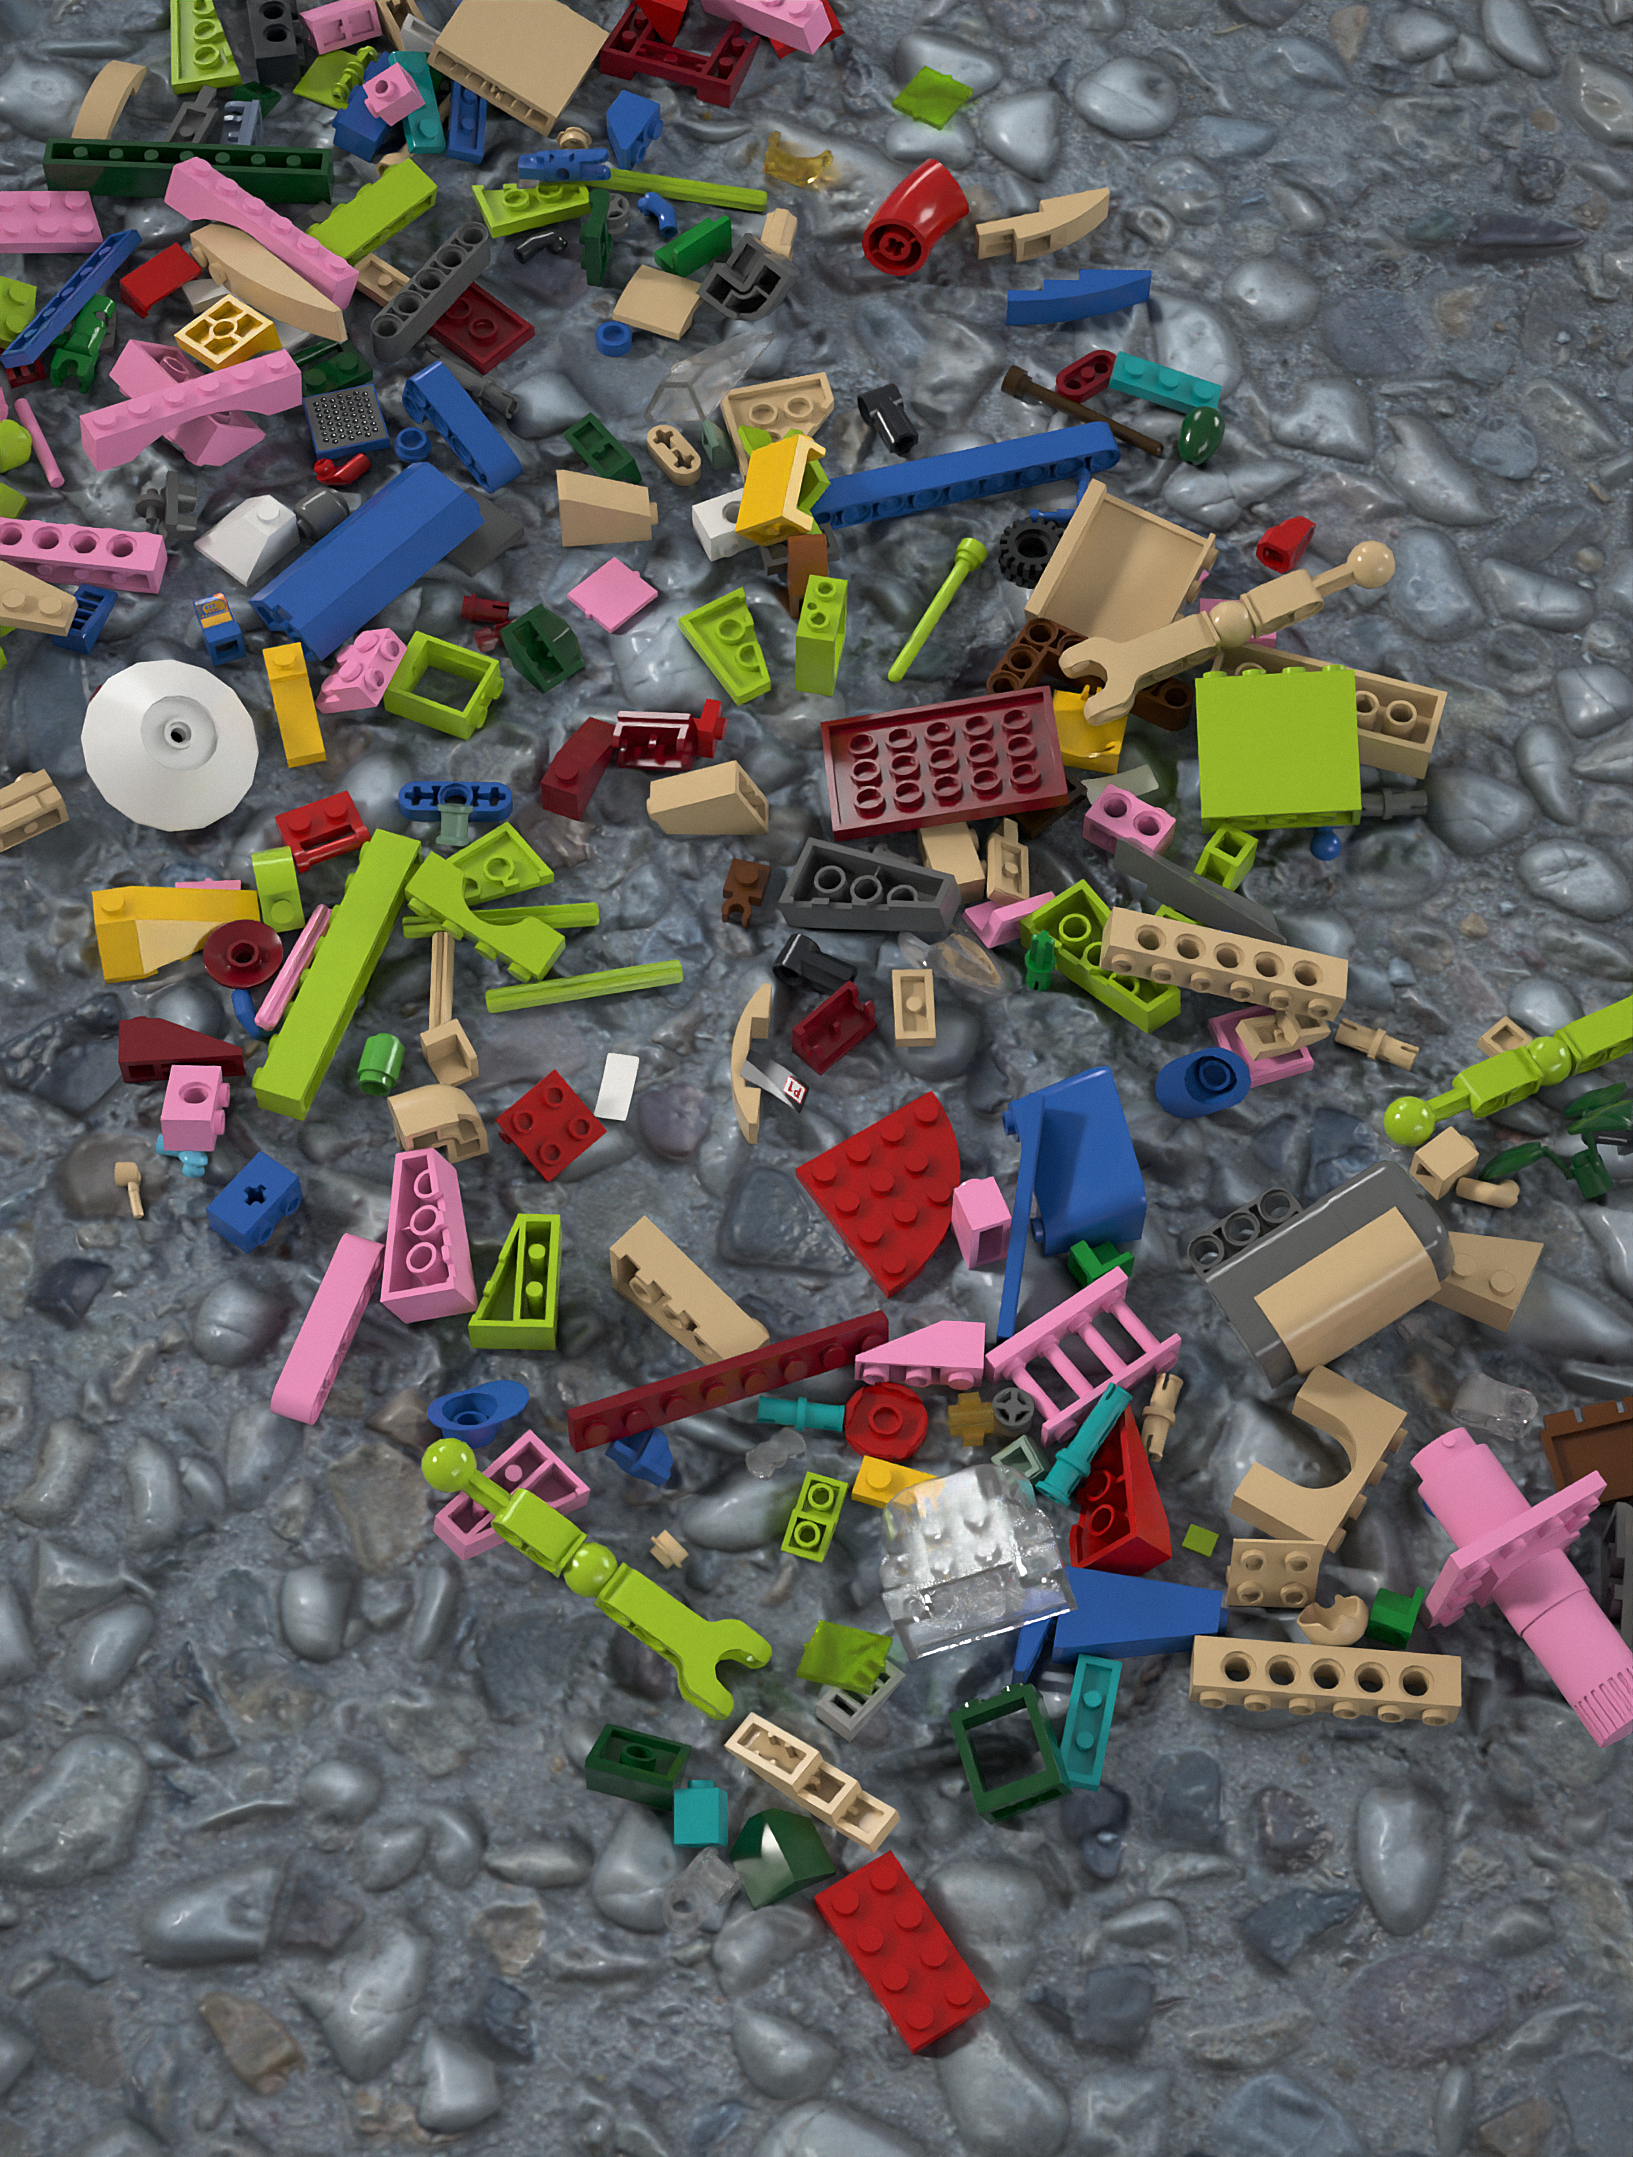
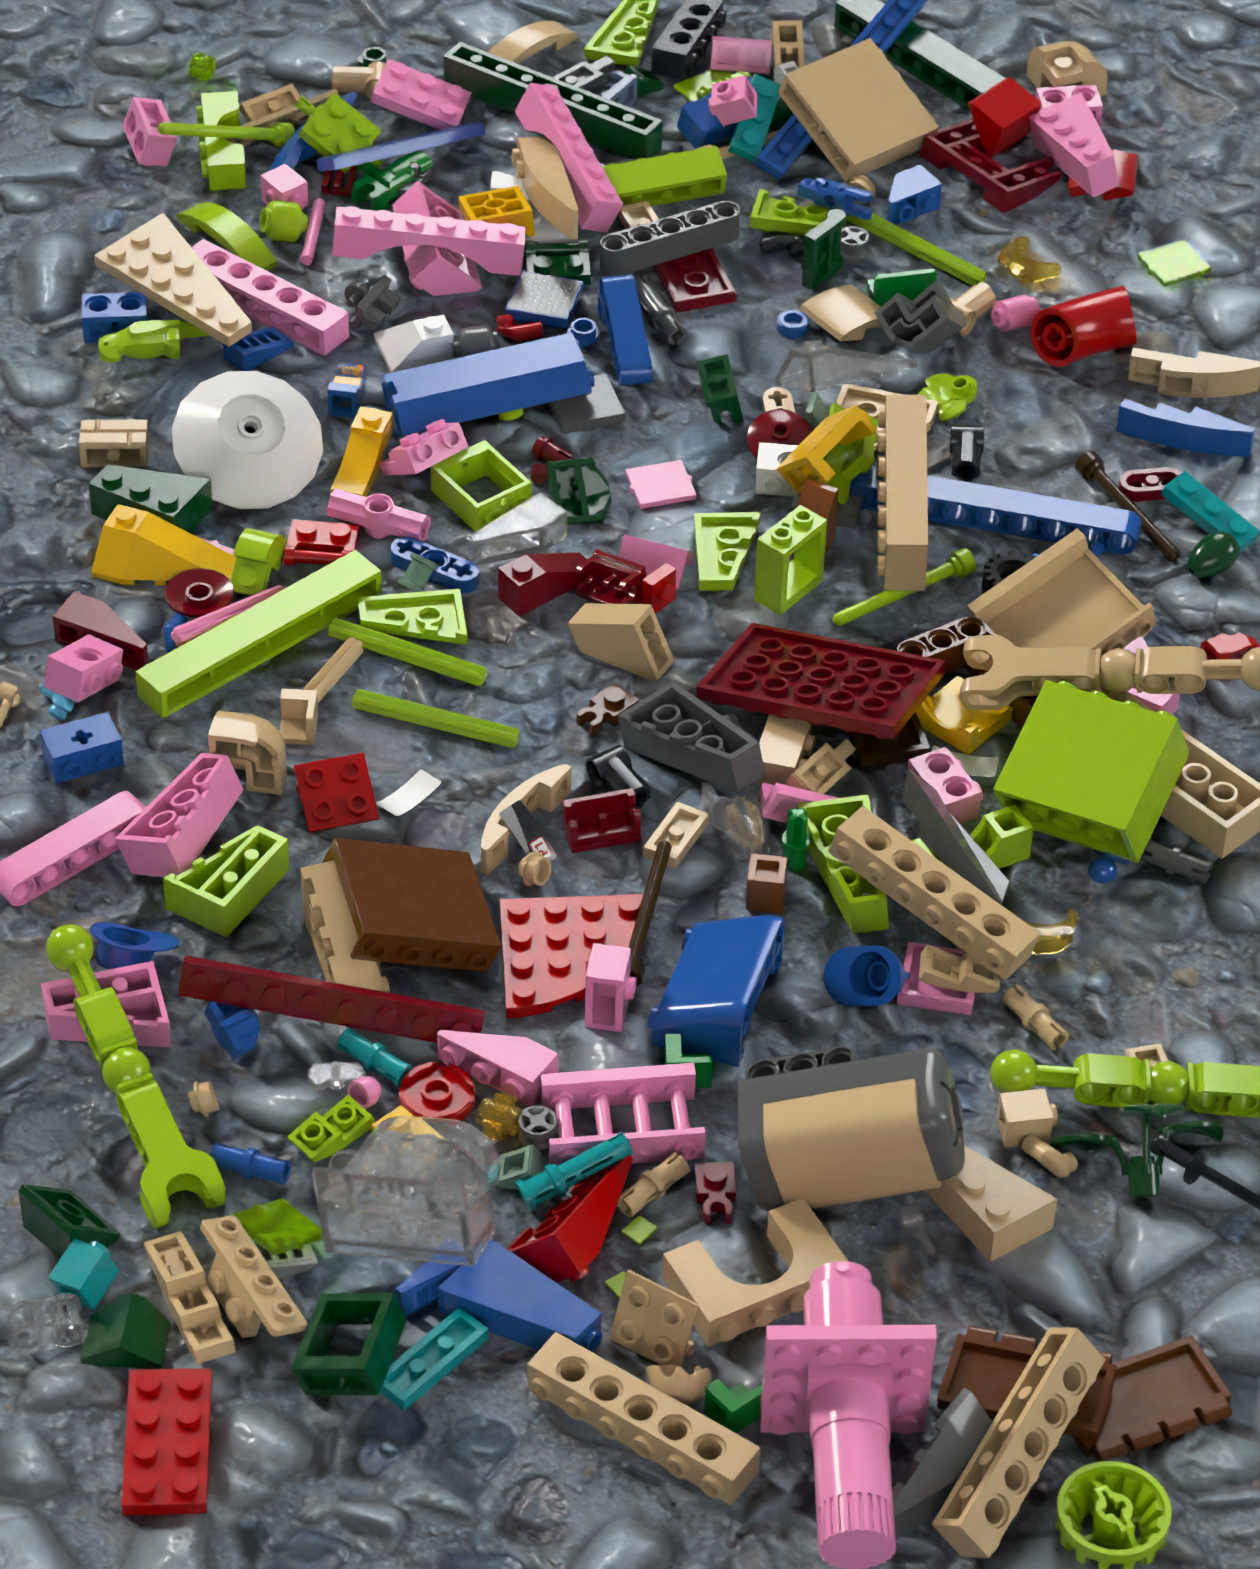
camera: 30 degrees right, 15 degrees down
(109, 860) = (169, 496): none -> wedge
(157, 279) = (476, 159): red hinge -> none
(379, 769) = (378, 515): none -> bright pink piece
(380, 1064) = (245, 697): bright green brick -> none
(521, 721) = (521, 531): none -> clear slope
(526, 947) = (406, 668): lime arch -> none
(603, 510) = (688, 420): tan slope -> none
(663, 210) = (895, 254): blue arm -> none
(673, 690) = (654, 555): none -> bright pink panel
(678, 481) = (765, 425): none -> dark red dish
(737, 1224) = (415, 905): none -> reddish brown panel
(766, 1599) = (251, 1163): none -> blue pin
(805, 1116) = (535, 869): none -> tan plate
(818, 357) = (951, 393): none -> lime plate
(819, 1458) = (365, 1091): none -> bright pink hinge
(826, 229) = (1014, 312): none -> bright pink brick
(867, 1741) = (246, 1282): none -> tan bracket
(888, 507) = (903, 492): none -> tan brick
(946, 1105) = (647, 908): none -> dark brown piece
(1020, 1218) = (641, 991): blue tile -> none
(1042, 1021) = (766, 883): none -> dark orange panel
(1173, 1470) = (639, 1230): none -> lime window
(1214, 1385) = (715, 1188): none -> plate
(1339, 942) = (1055, 936): none -> clear yellow helmet
(1490, 1405) = (932, 1301): clear piece -> none

